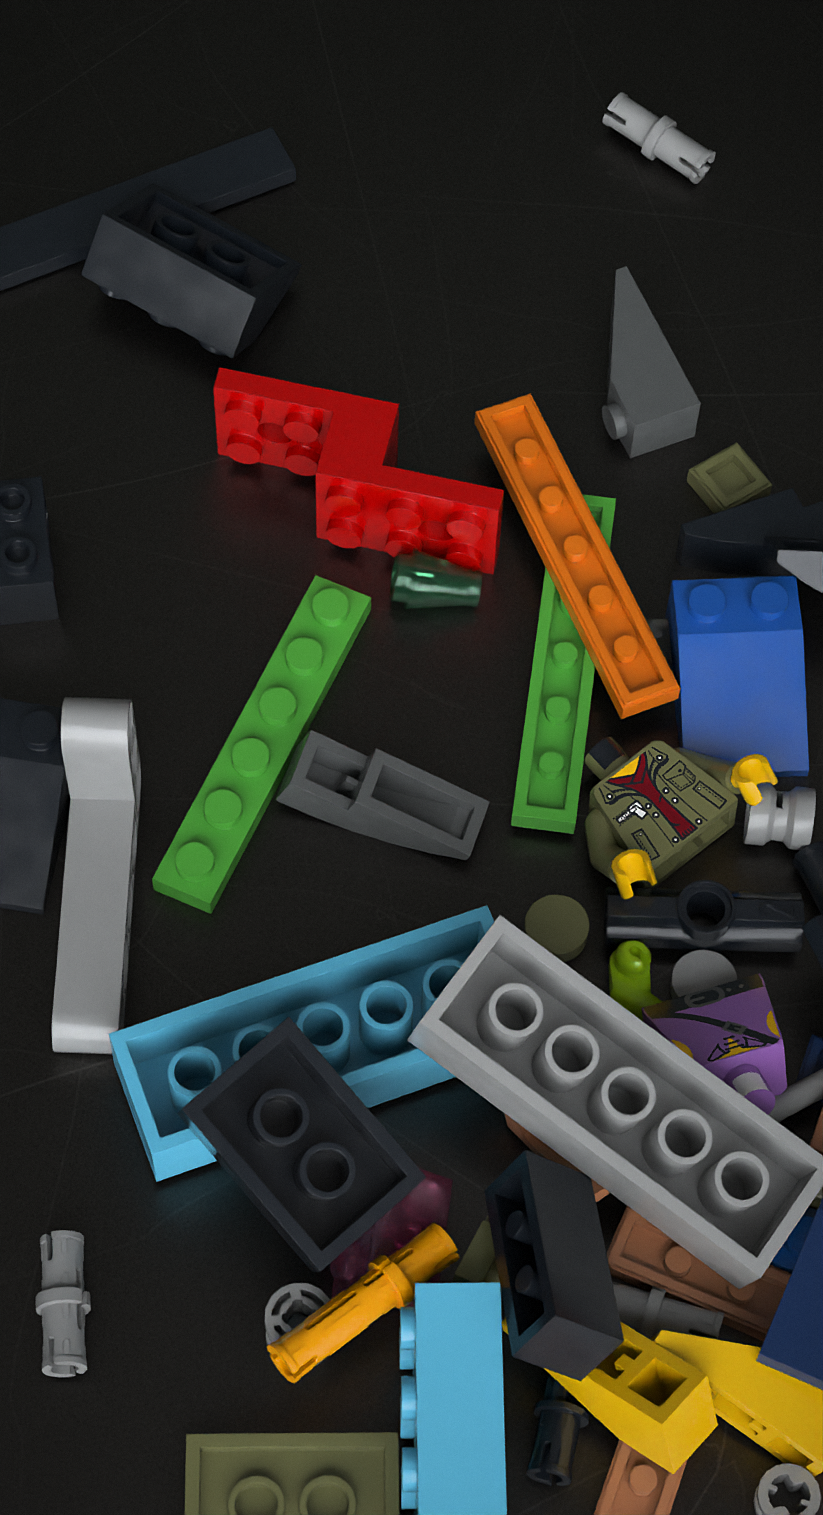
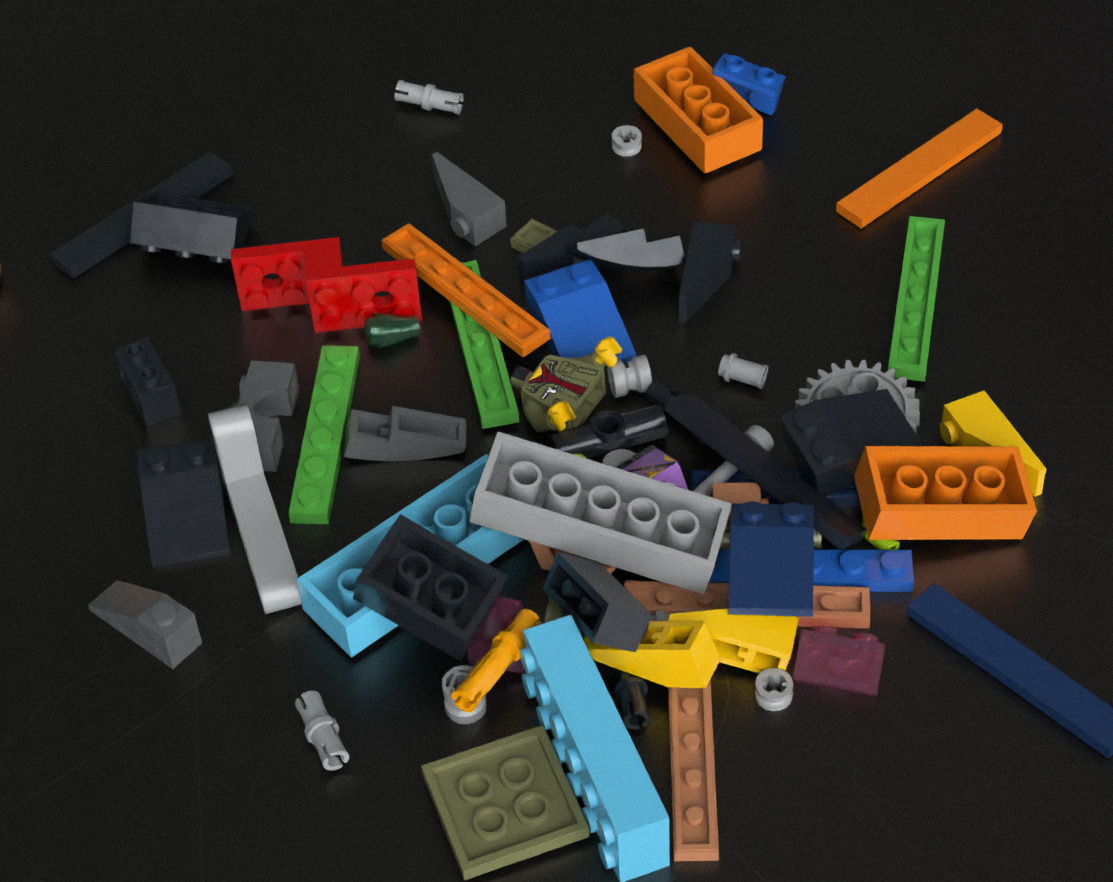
camera: 15 degrees left, 15 degrees down
(192, 635) = (269, 391): none -> dark grey arch

